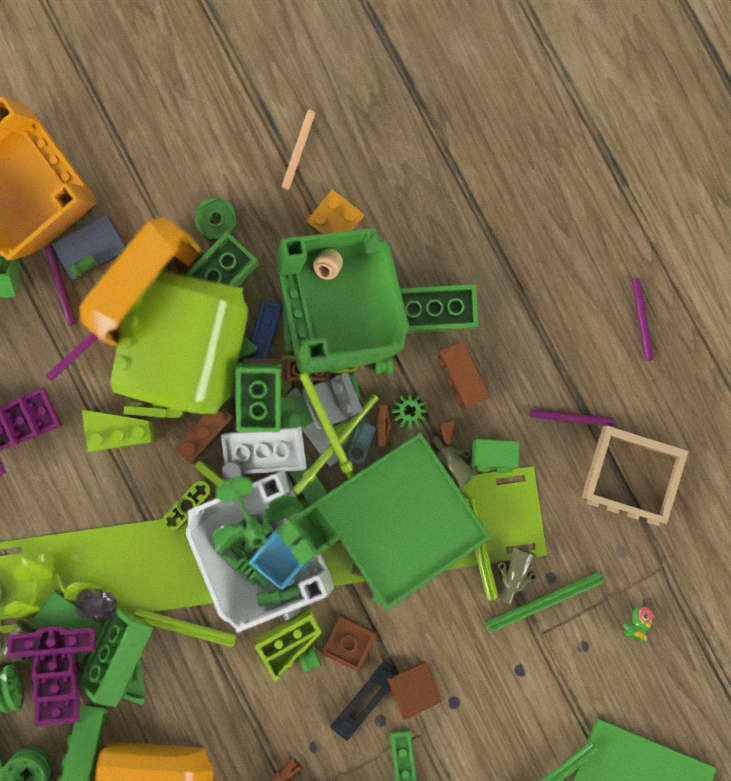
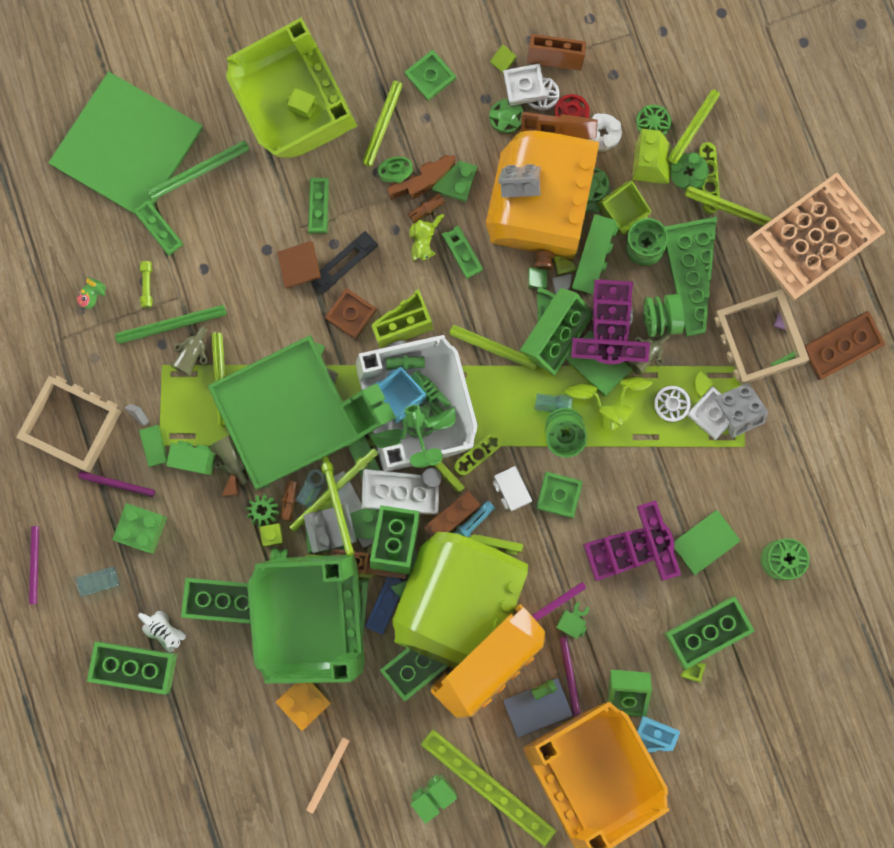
camera: 170 degrees left, 5 degrees down
(63, 339) = (571, 623): none -> bright green brick
(90, 542) = (565, 442): none -> bright green wheel
(93, 474) = (559, 495): none -> bright green tile
(95, 604) = (568, 378): wheel -> none
(105, 573) = (549, 403): none -> clear light blue piece
(114, 431) = (533, 530): lime wedge -> none
(119, 733) = (563, 265): none -> lime tile
(120, 712) = (561, 282): none -> light grey tile
(131, 160) = (488, 787): none -> lime tile
(140, 736) = (544, 260): none -> dark orange wheel
(144, 472) = (512, 489): none -> white brick
(147, 714) = (537, 278): none -> bright green slope
(184, 146) = (436, 795): none -> bright green piece
(190, 420) = (475, 519): none -> medium azure pin
(220, 208) = (409, 727): bright green plate -> none
(234, 731) = (462, 252): none -> bright green plate
(281, 746) = (422, 234): none -> lime animal
(309, 659) = (386, 303): bright green wheel -> none
(327, 264) = (315, 657): light nougat head -> none
(395, 386) = (272, 535): none -> lime brick
(462, 375) = (208, 536): dark orange brick -> none
(496, 271) = (159, 628): none -> white animal
(518, 227) = (132, 667): none -> bright green brick
(537, 373) = (139, 528): none -> bright green brick
(539, 464) = (153, 446): none -> bright green tile
(563, 496) = (137, 413): none -> light grey tile
(572, 312) = (97, 581): none -> clear light blue tile
(579, 710) = (158, 227): none -> bright green tile
(583, 660) = (146, 300): none -> lime bar

